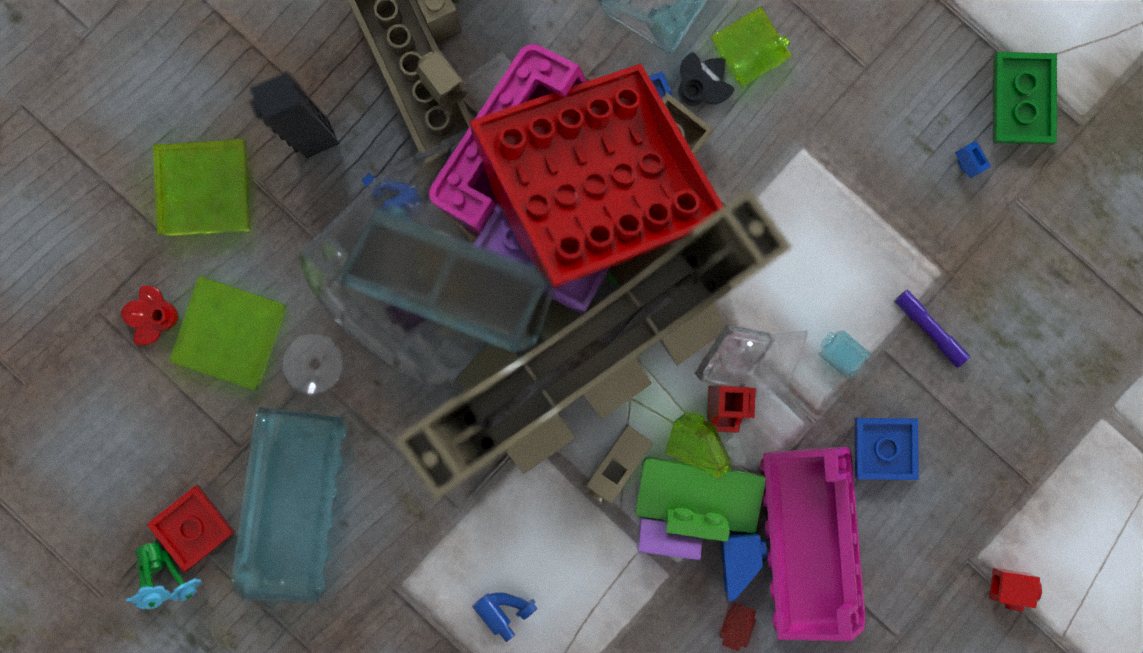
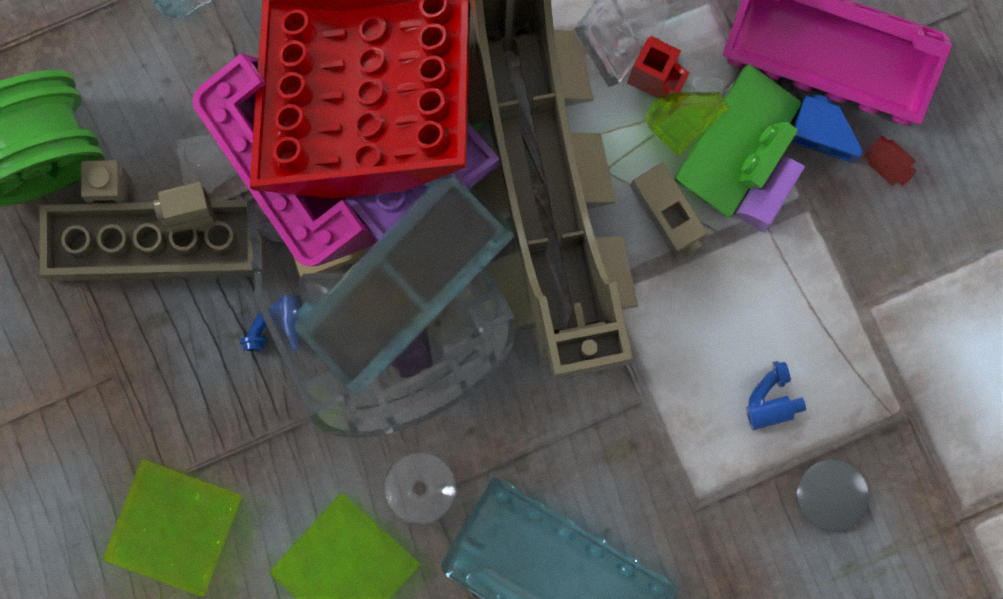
camera: 70 degrees left, 5 degrees down
(293, 115) = (157, 370): black brick -> none

